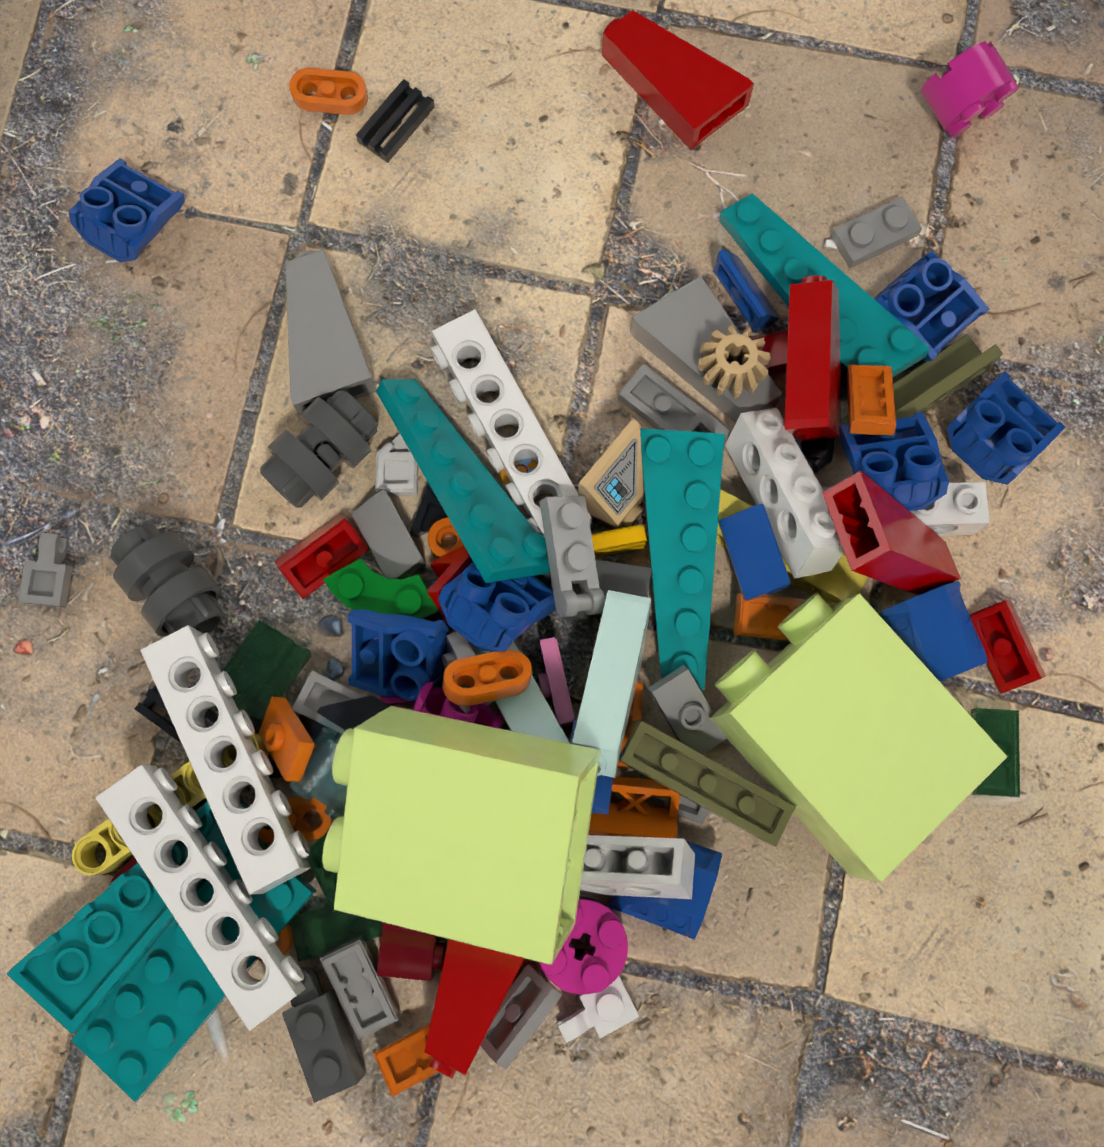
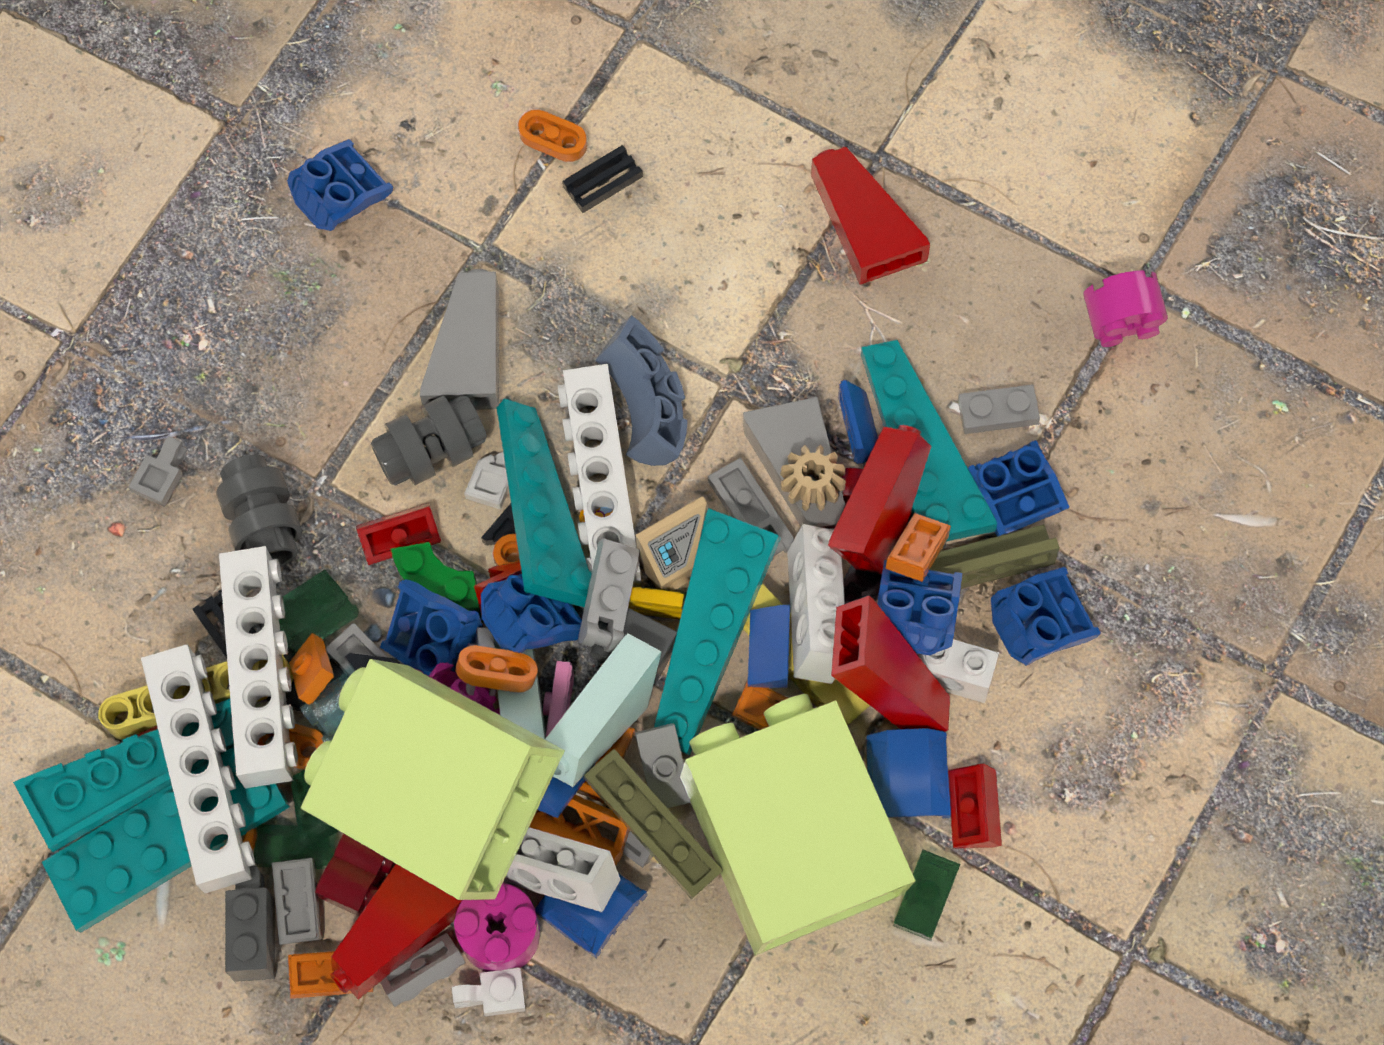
camera: 20 degrees right, 10 degrees down
(388, 537) = (461, 534): light grey slope -> none
(527, 326) = (650, 392): none -> sand blue brick

